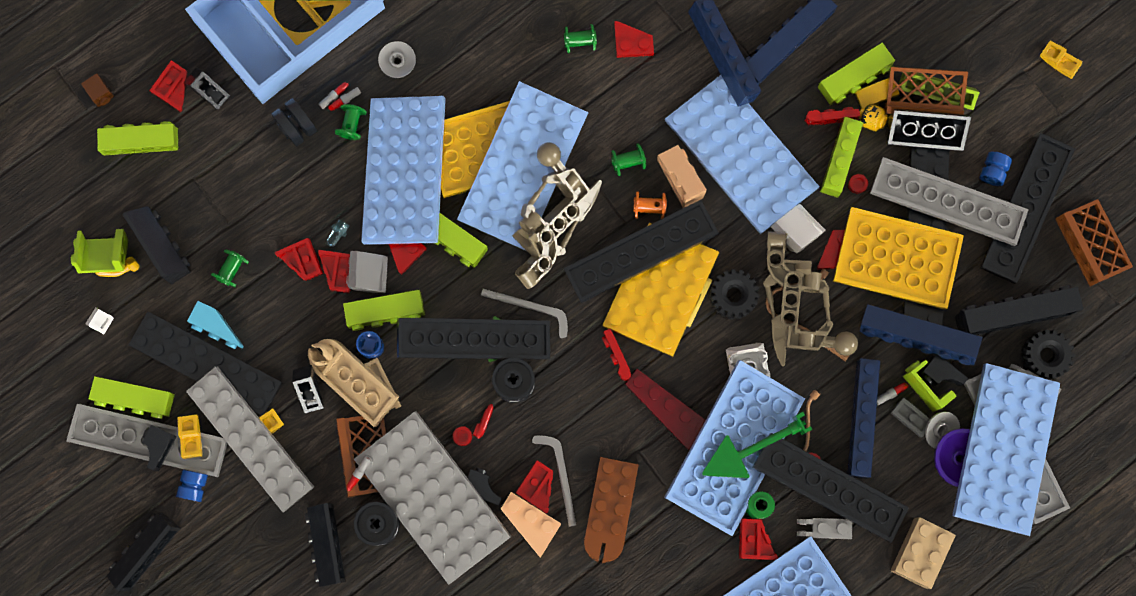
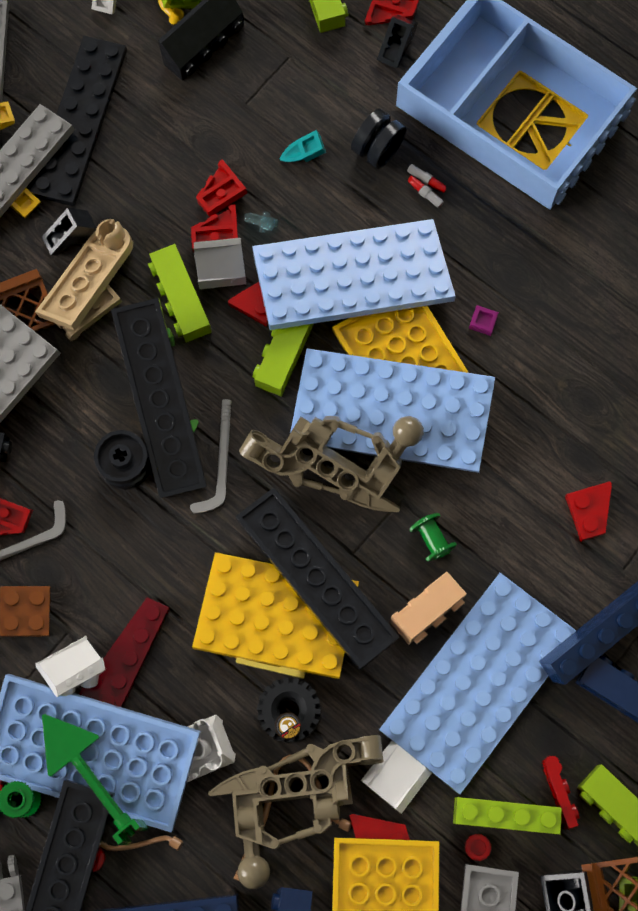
camera: 80 degrees right, 5 degrees down
(131, 396) = (25, 52): lime brick -> none
(209, 319) = (126, 114): medium azure slope -> none
(230, 268) = (192, 115): green hose -> none
(283, 185) = (305, 148): none -> teal plate
(351, 120) = (397, 202): green hose -> none
(370, 345) = (132, 285): blue wheel -> none
(395, 51) = (491, 227): light grey dish -> none
(462, 436) = (47, 418): red tile -> none
(464, 81) = (483, 320): none -> magenta tile
(481, 427) = (63, 438): red piece -> none
(580, 38) = (574, 443): green hose -> none
(617, 356) = (179, 579): red hinge -> none
(647, 205) = (380, 574): orange hose -> none
(669, 448) = (72, 668): none -> white slope
(748, 295) = (288, 726): none -> tile
(873, 117) = (573, 848): yellow head -> none
(875, 93) = (607, 844): yellow slope -> none

